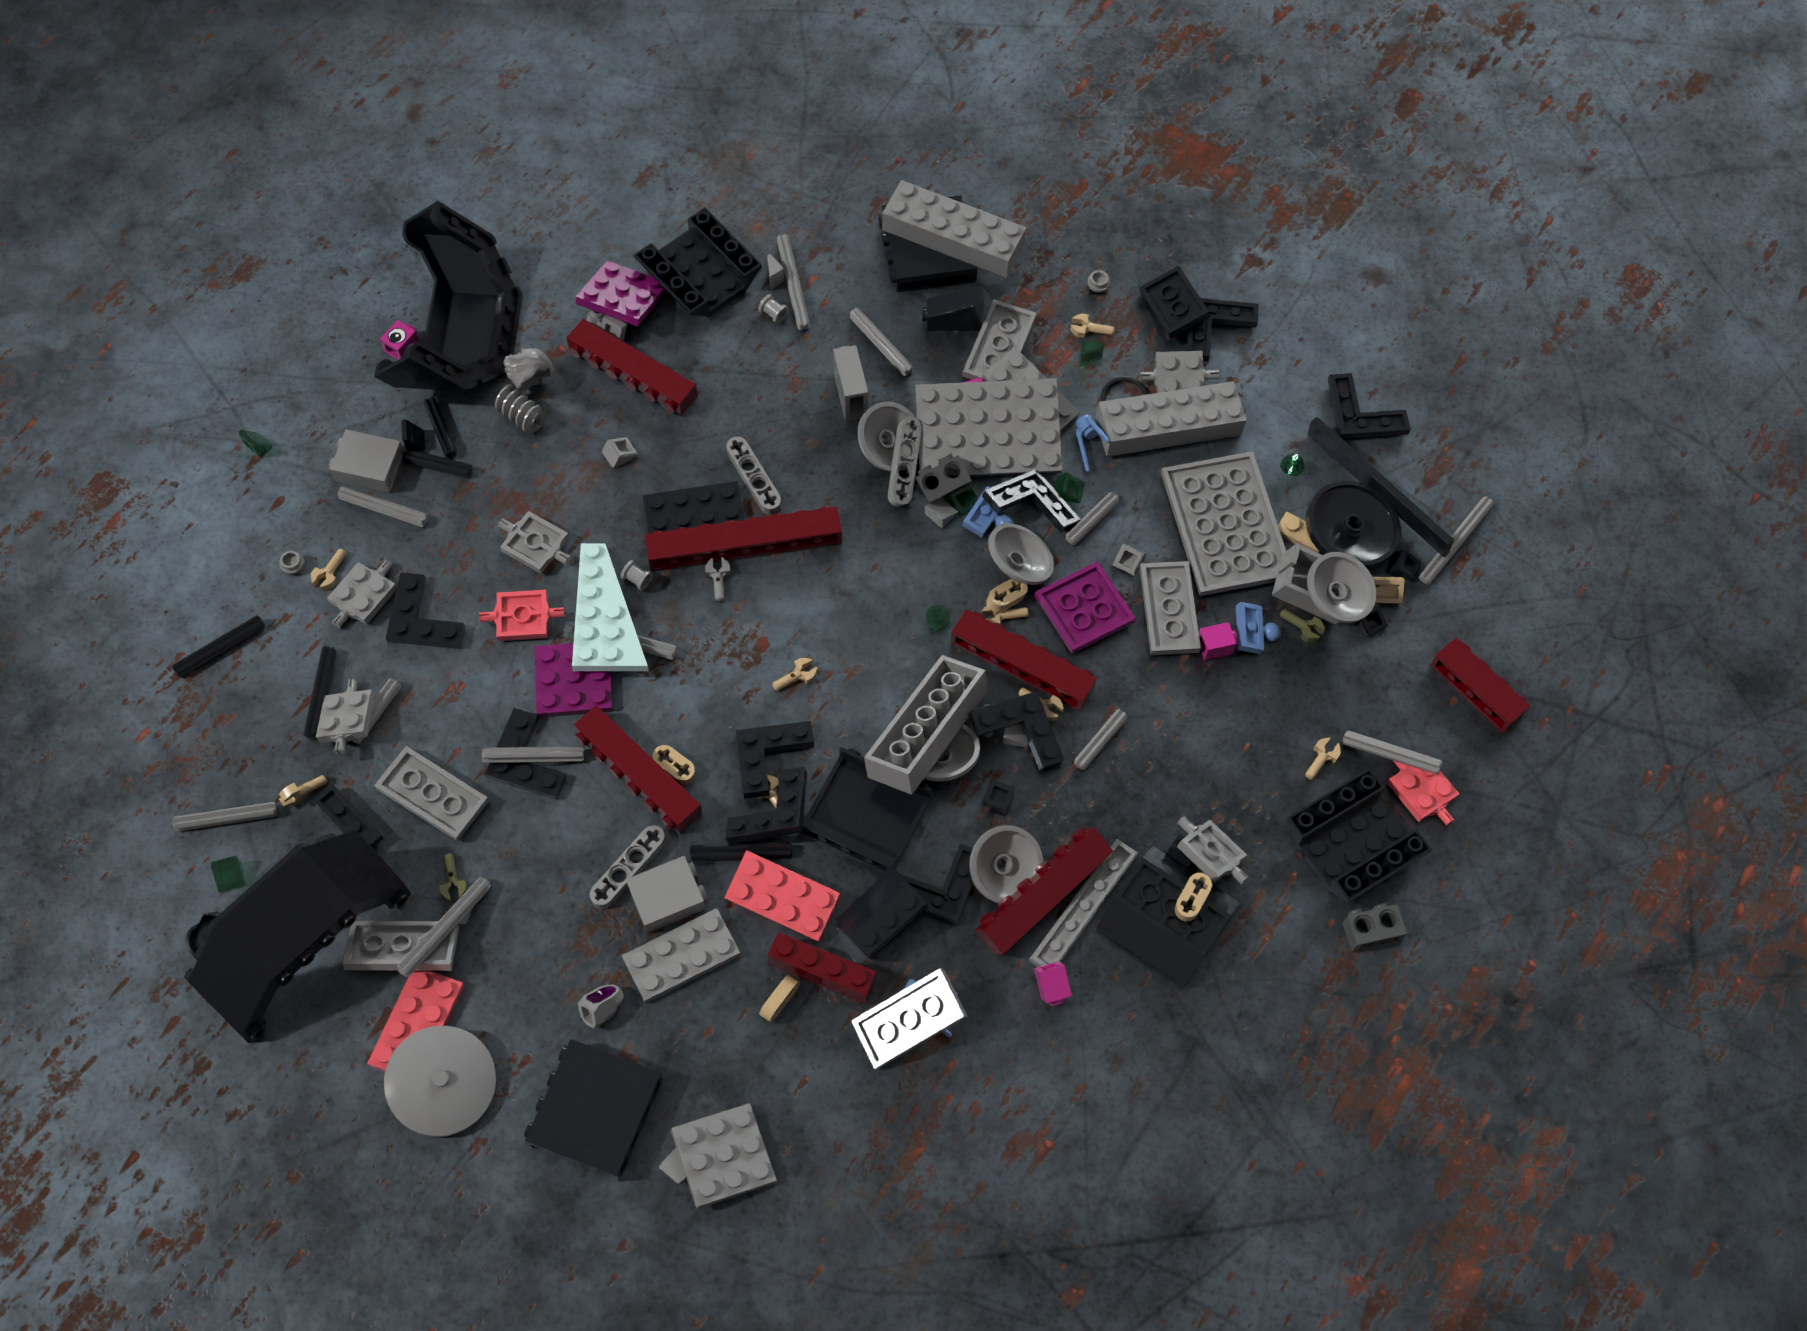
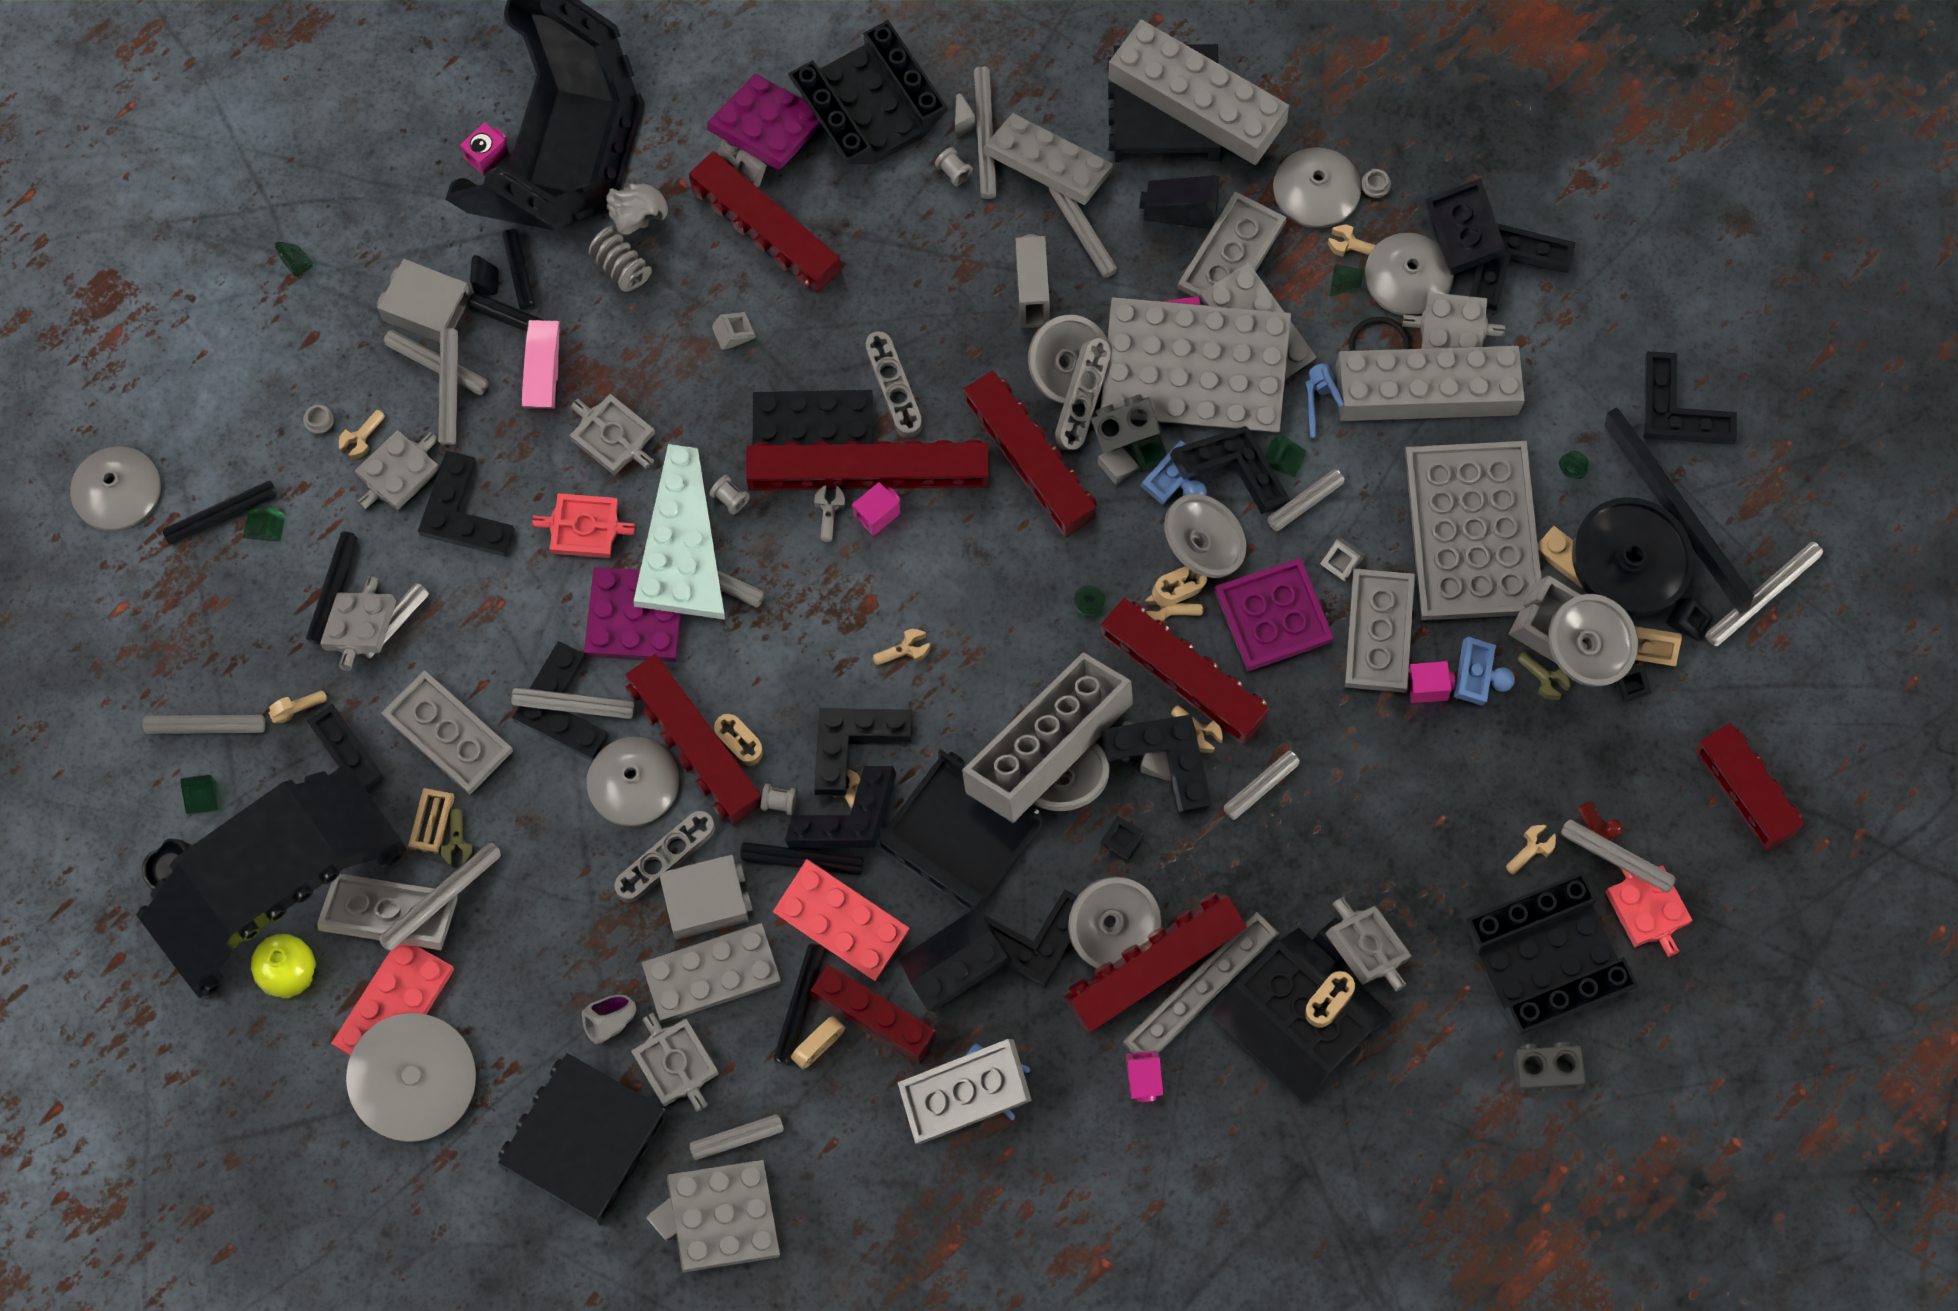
camera: 15 degrees right, 5 degrees up
(135, 648) = (123, 501): none -> light grey dish
(257, 650) = (264, 524): none -> clear green slope
(317, 1004) = (283, 965): none -> neon yellow cylinder
(395, 522) = (448, 386): none -> light grey axle
(426, 888) = (425, 846): none -> tan tile
(468, 497) = (540, 365): none -> bright pink slope
(596, 824) = (638, 799): none -> light grey dish
(662, 1033) = (675, 1062): none -> light grey plate
(714, 806) = (778, 799): none -> light grey bush
(723, 1087) = (736, 1137): none -> light grey axle
(756, 569) = (877, 508): none -> dark pink brick
(758, 970) = (799, 1004): none -> black axle
(845, 293) = (1048, 158): none -> light grey plate
(871, 511) = (1030, 453): none -> dark red brick
(1053, 299) = (1313, 201): none -> light grey dish
(1130, 351) = (1398, 286): none -> light grey dish
(1369, 731) = (1596, 824): none -> clear red arm

